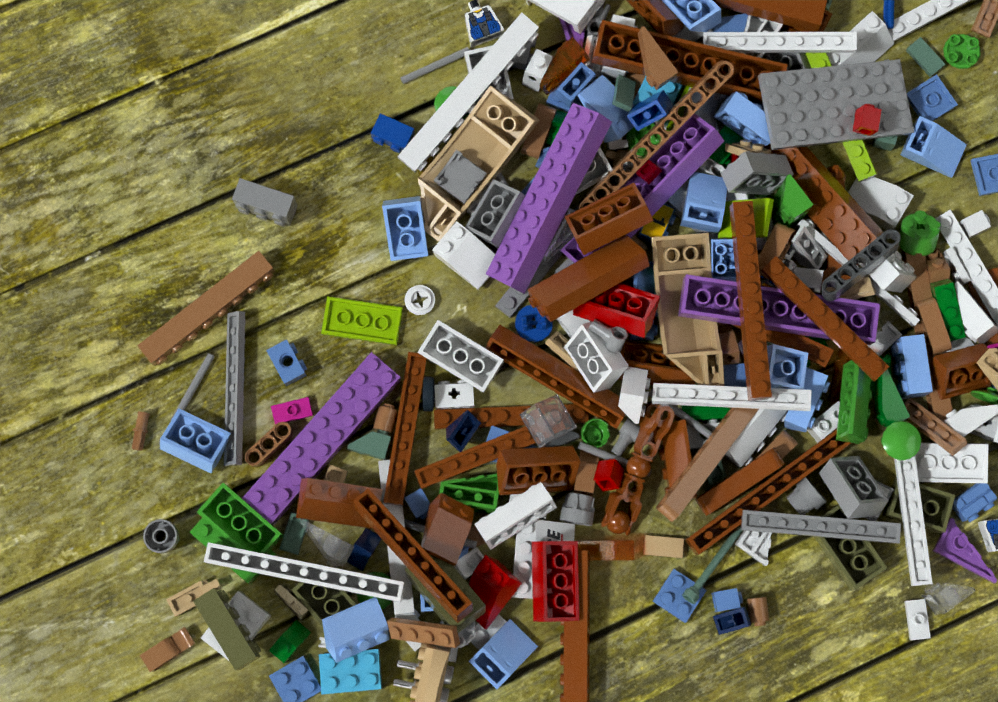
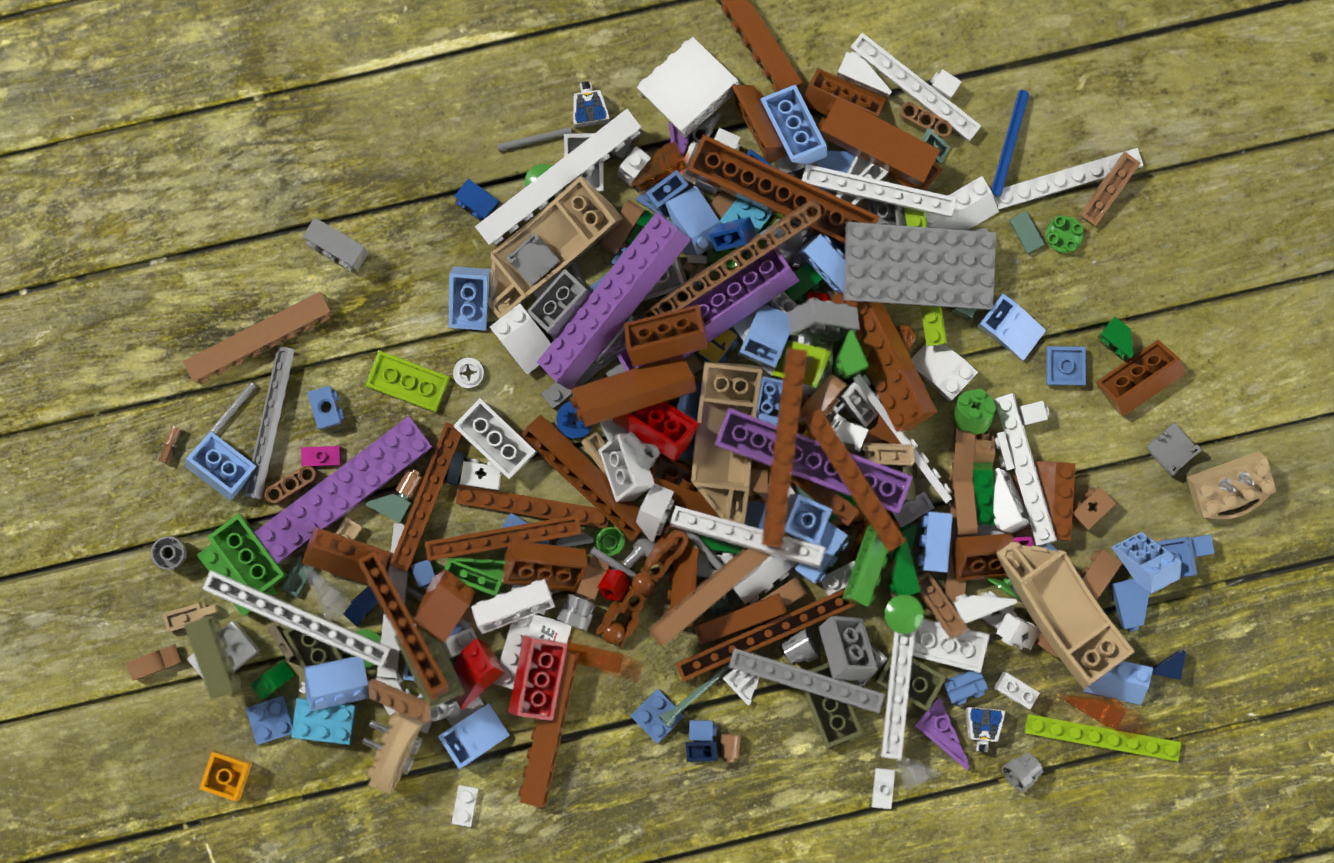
camera: 15 degrees right, 5 degrees up
(462, 430) = (480, 511): dark blue slope -> none
(548, 420) = (564, 521): clear slope -> none
(624, 93) = (712, 209): sand green tile -> none
(648, 171) = (717, 296): dark red tile -> none
(656, 64) = (746, 192): medium nougat slope -> none
(663, 546) = (652, 665): tan tile -> none
(745, 145) = (822, 291): tan plate -> none
(865, 257) = (905, 427): dark grey beam -> none
(867, 120) = (944, 289): red brick -> none
(892, 273) = (932, 442): white brick -> none
(931, 99) = (1021, 277): medium blue plate -> none

